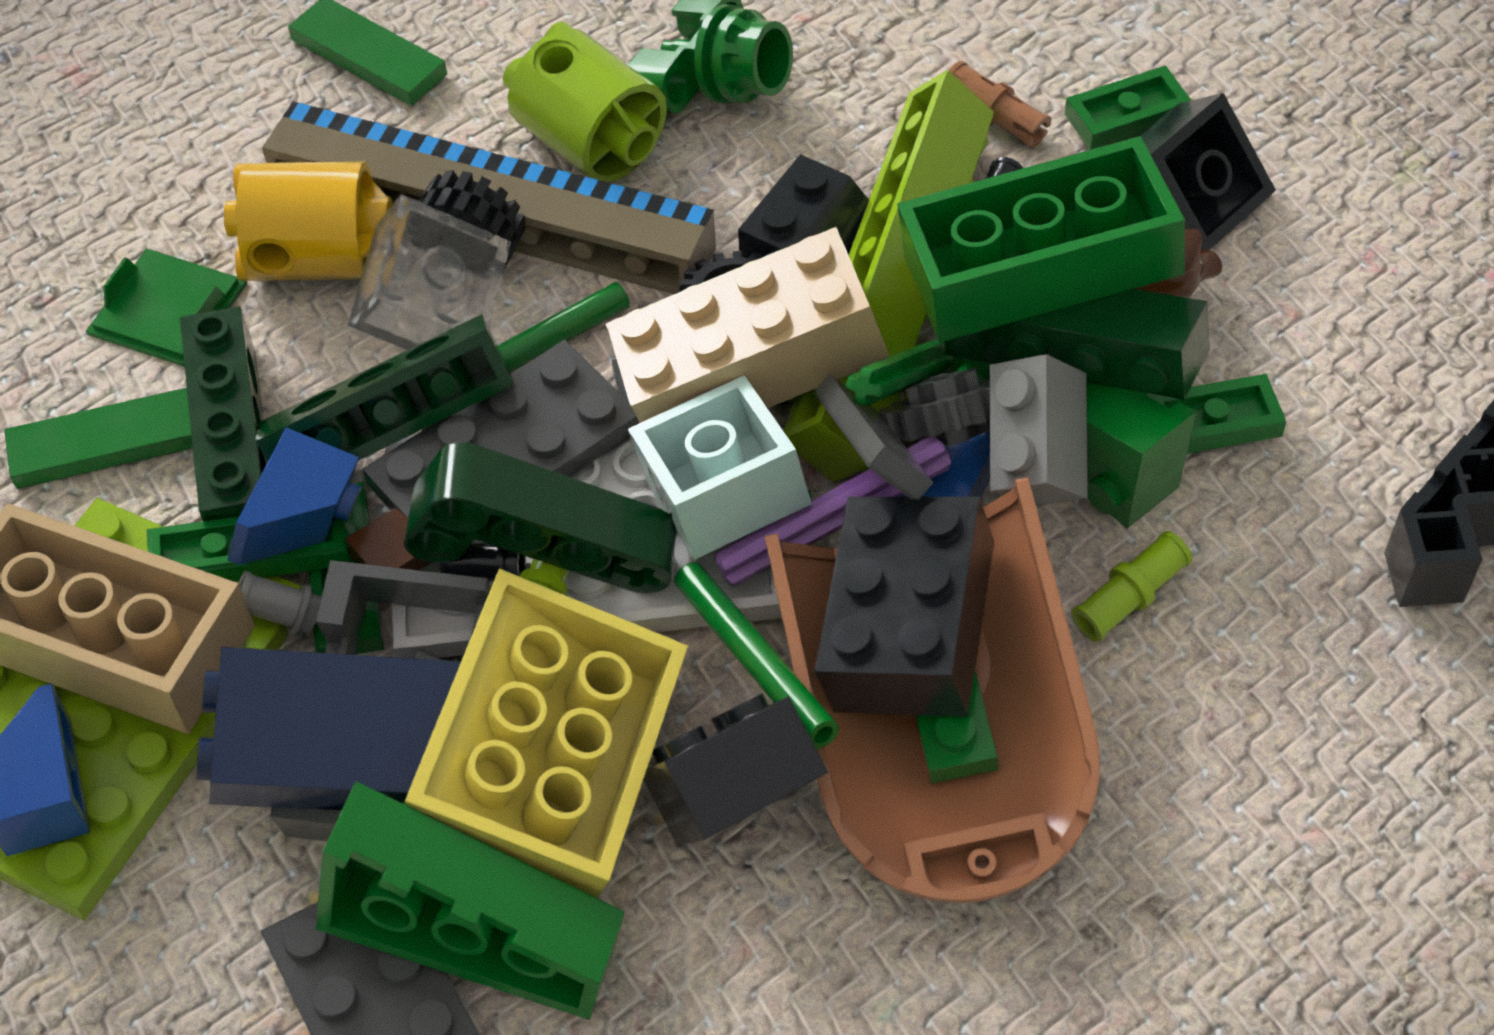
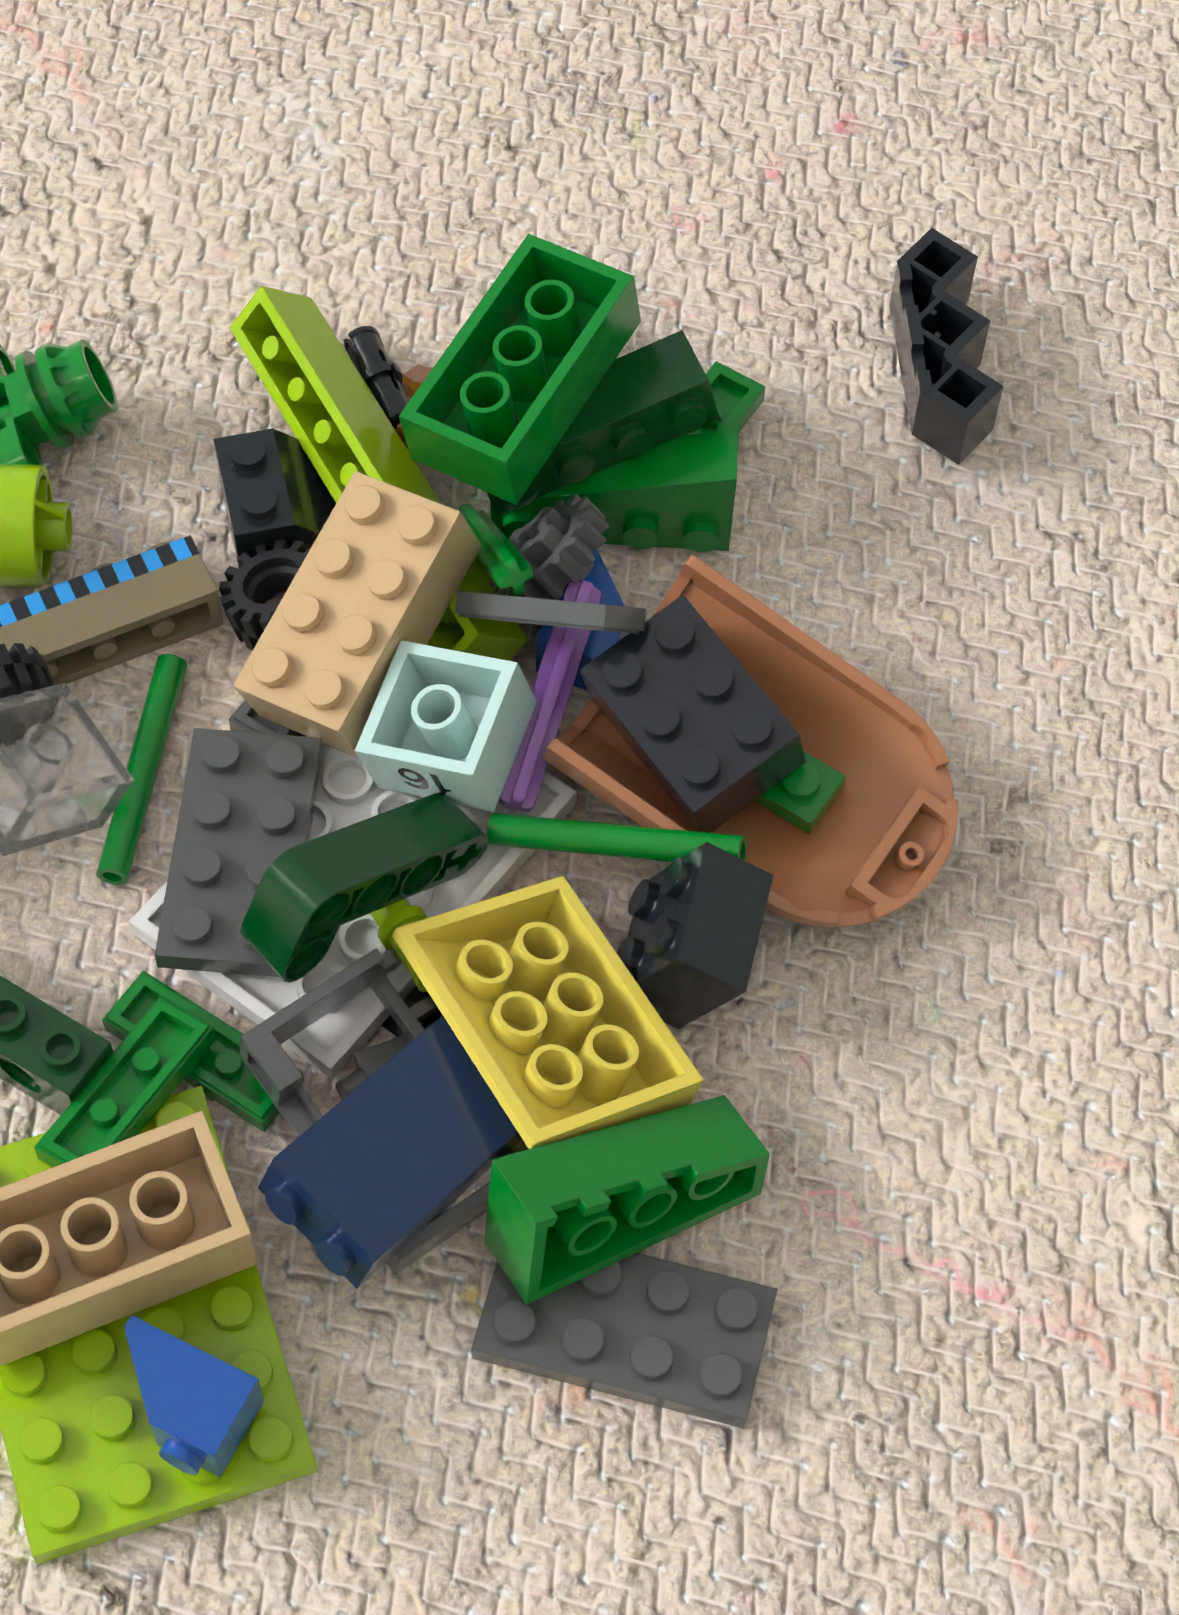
camera: 50 degrees left, 5 degrees up
(280, 603) = (222, 1102): light grey pin -> none
(295, 499) = (144, 1014): blue slope -> none
(382, 543) = (243, 996): reddish brown tile -> none
(398, 394) = (116, 889): dark green brick -> none
(484, 561) = (348, 941): black pin -> none
(1009, 111) = (325, 289): nougat pin -> none
(1039, 428) = (644, 518): light grey brick -> none
(1124, 107) = (397, 223): green plate -> none
(1131, 586) = (784, 583): lime pin -> none
(1208, 166) = (485, 223): black slope -> none

